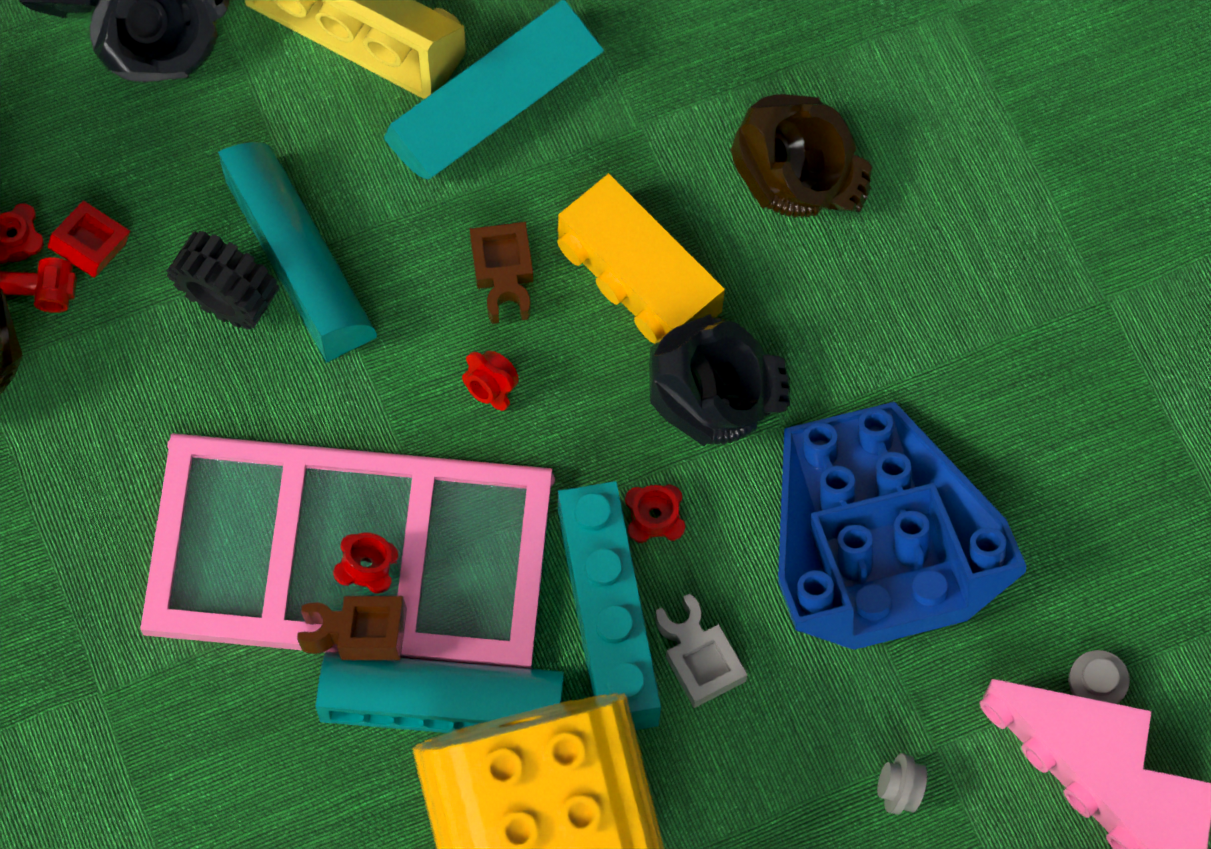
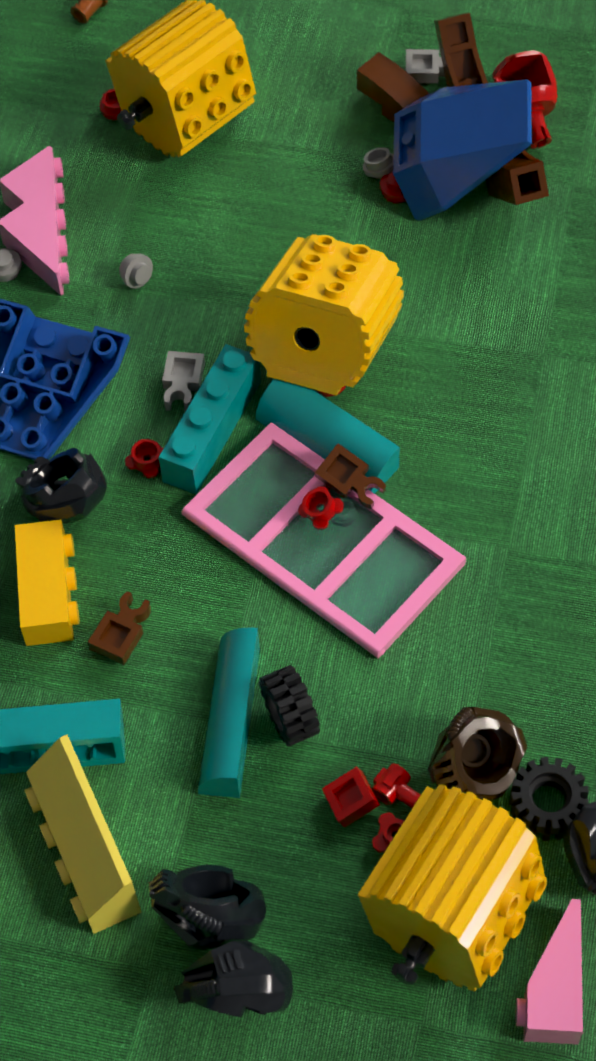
camera: 140 degrees left, 10 degrees down
(490, 378) = (177, 571): red plate -> none

